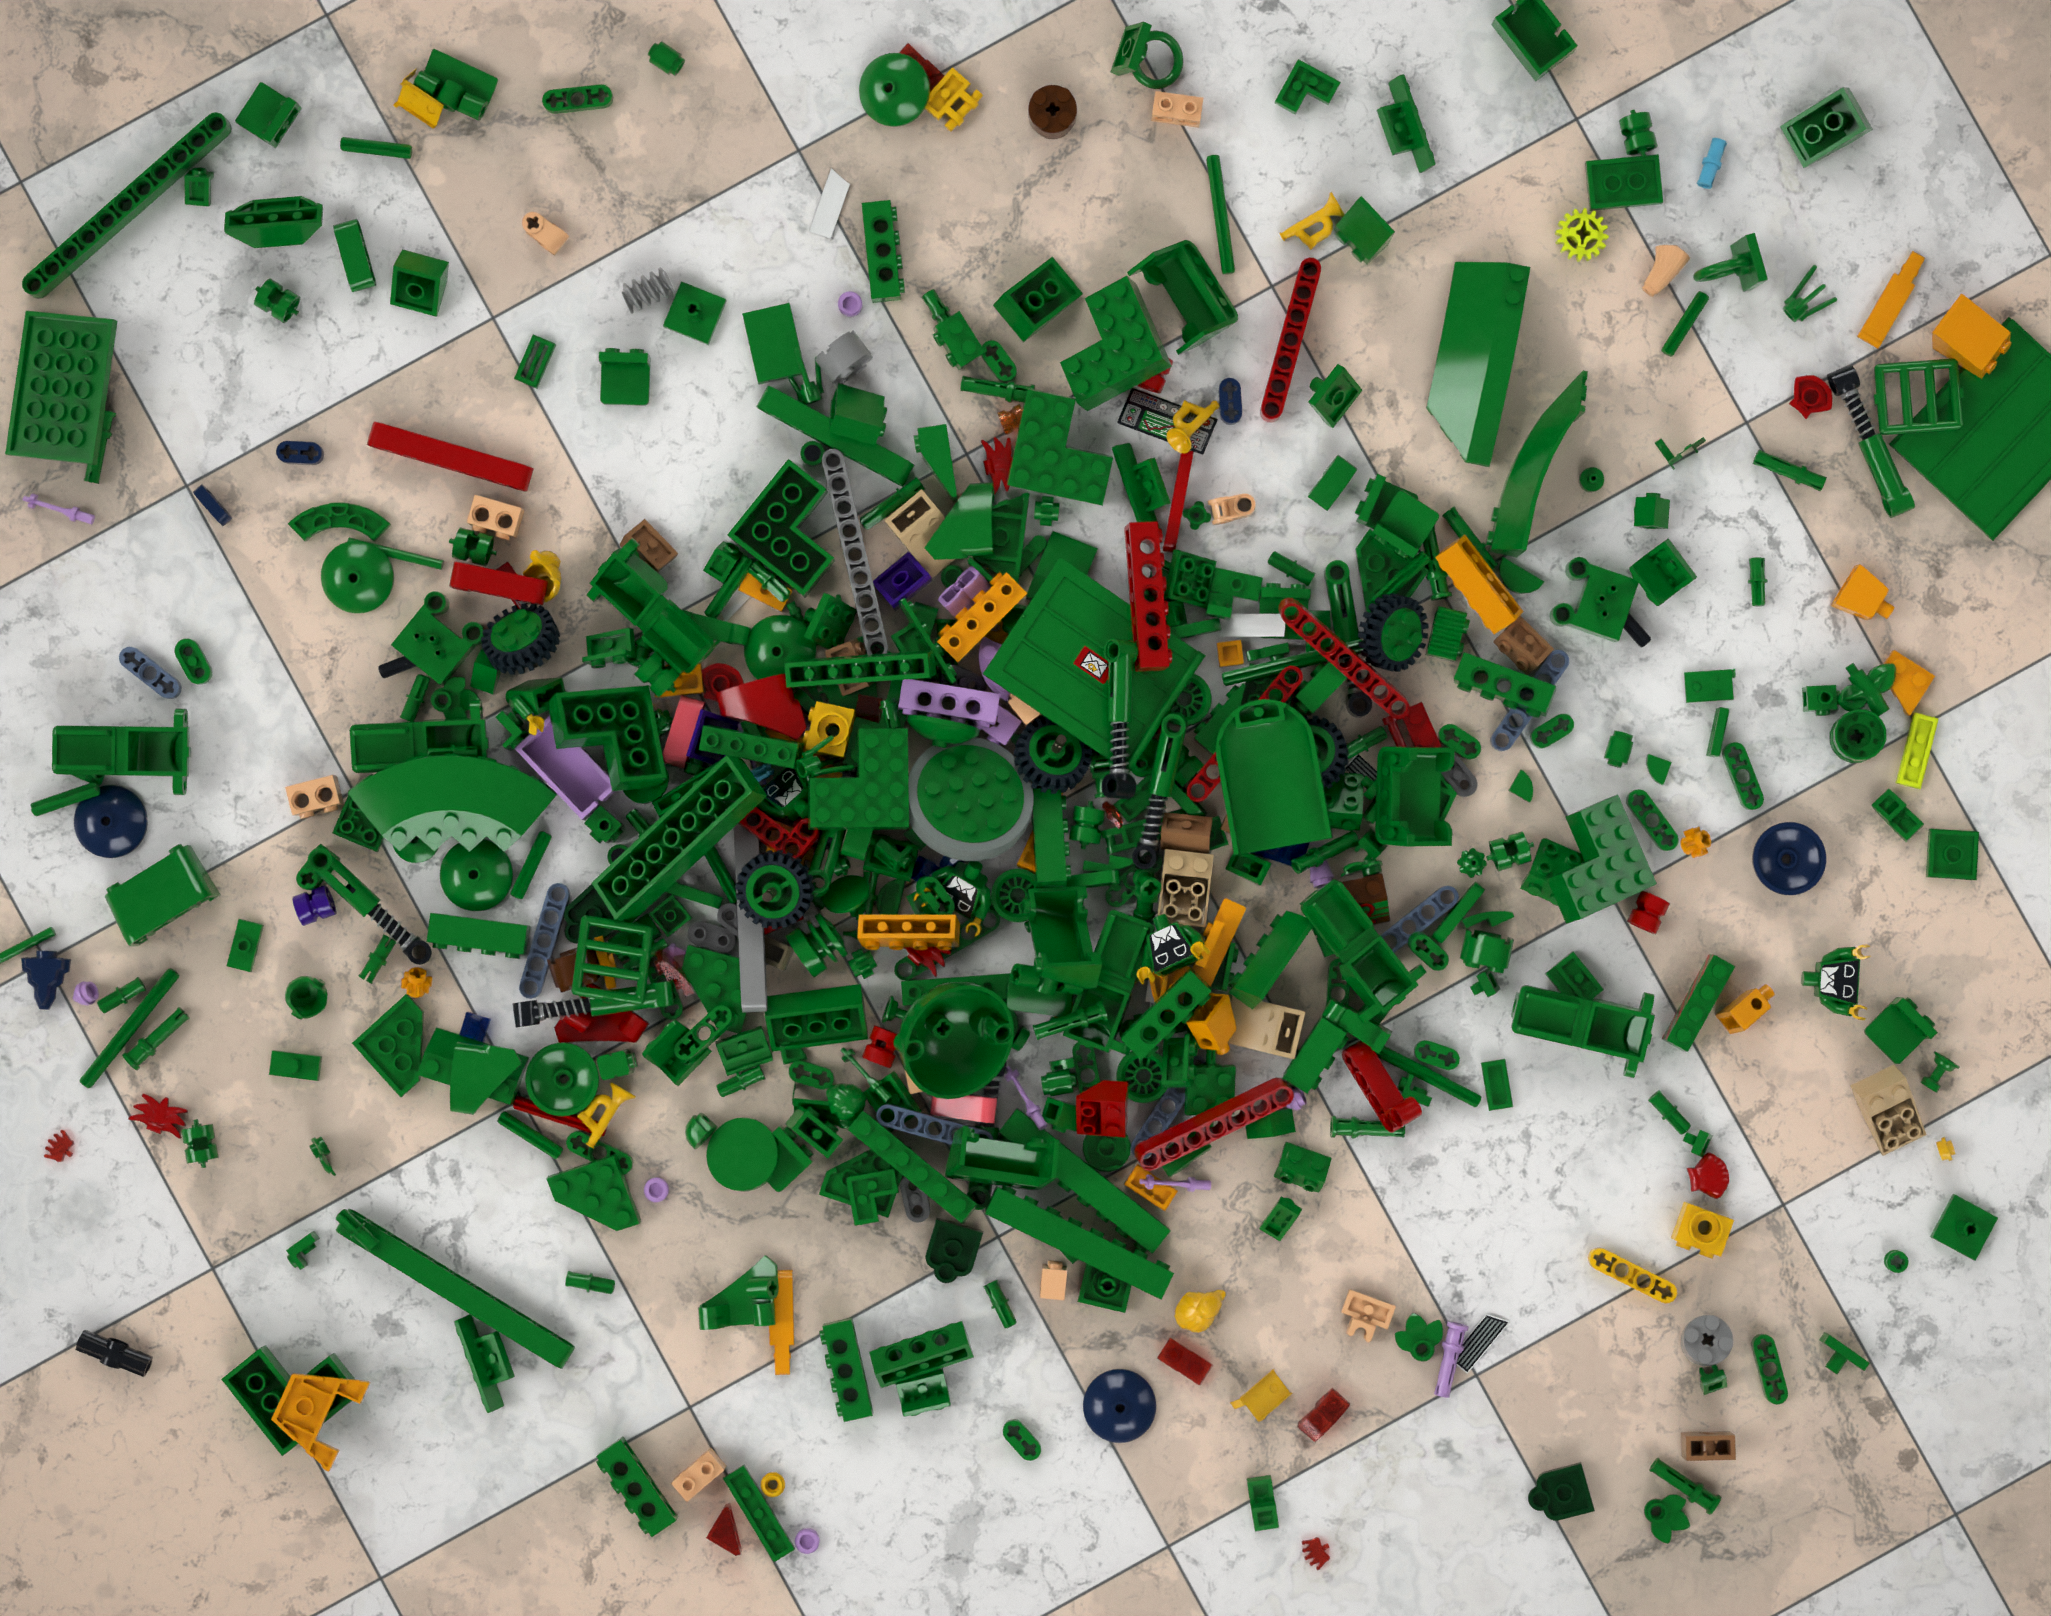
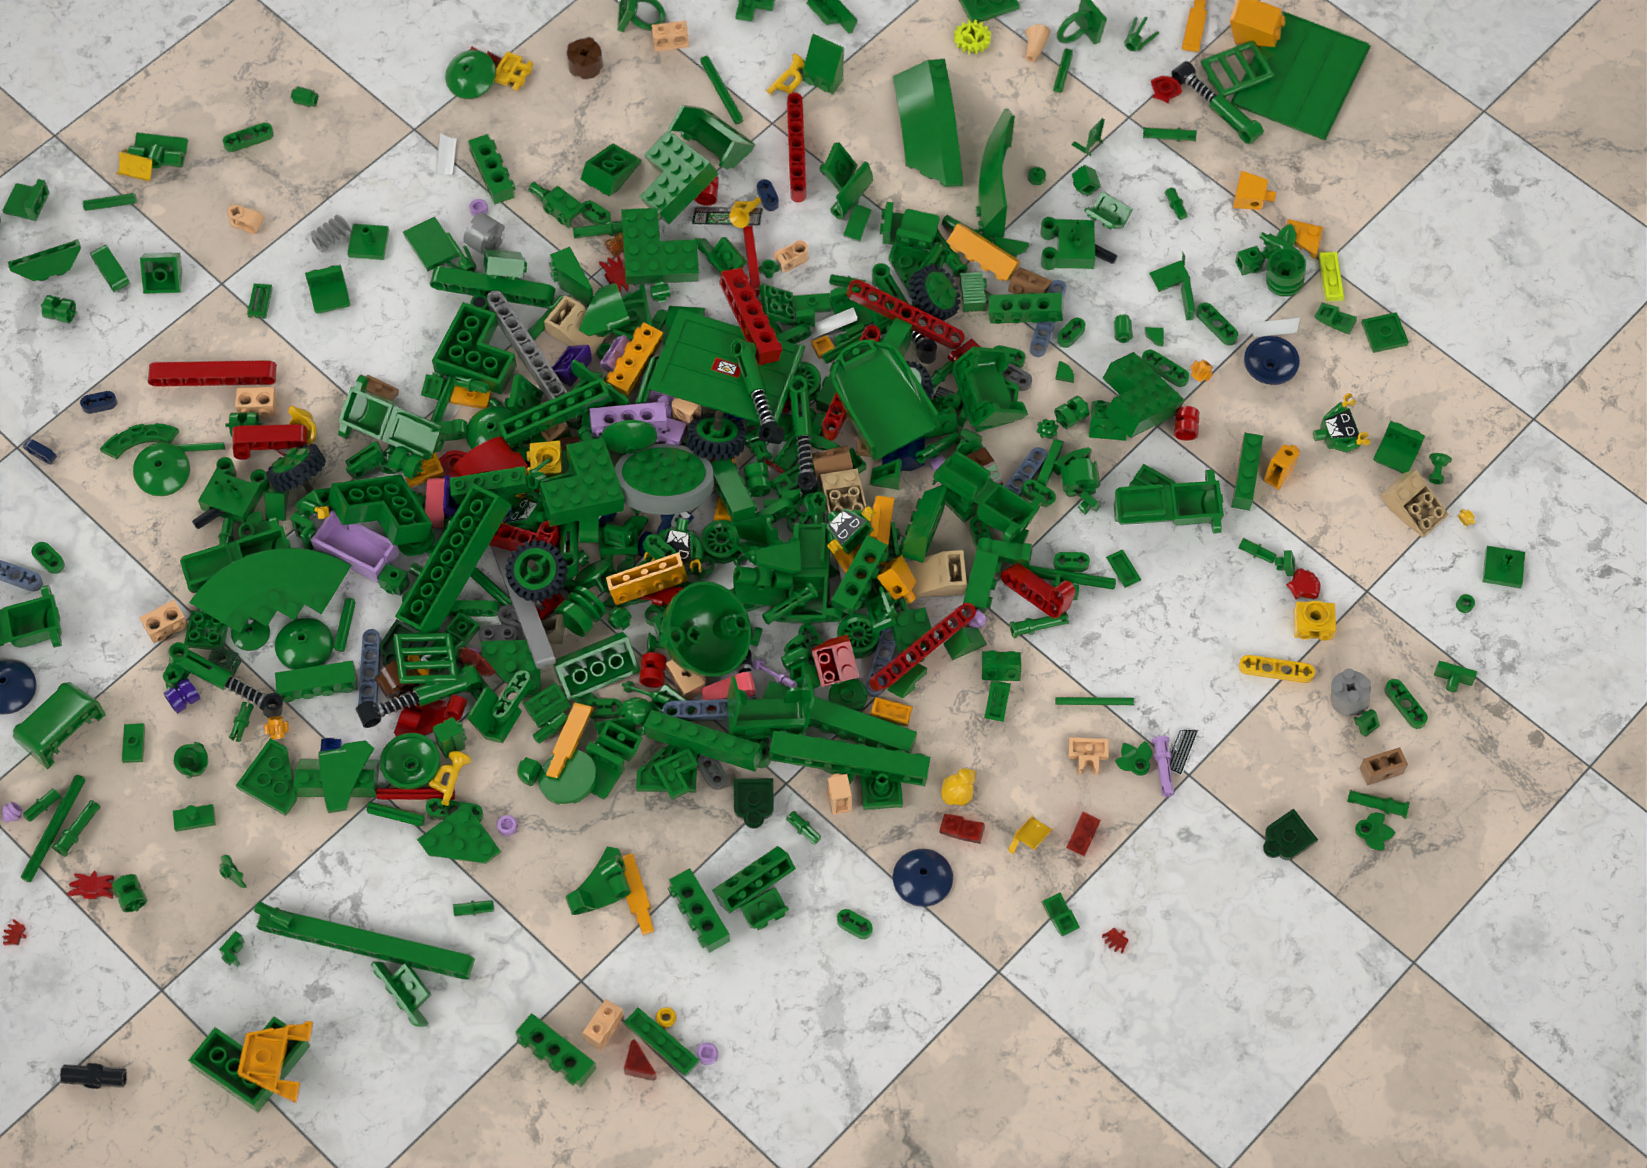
camera: 20 degrees left, 25 degrees down
(385, 875) = (232, 662): none -> clear green brick
(758, 1105) = (569, 738): none -> light orange piece
(991, 648) = (643, 393): none -> green axle
(1191, 1183) = (921, 700): lavender piece -> none
(1355, 425) = (852, 191): none -> green panel
(1398, 1247) = (1093, 701): none -> green bar
(1815, 802) = (1275, 327): none -> white sticker

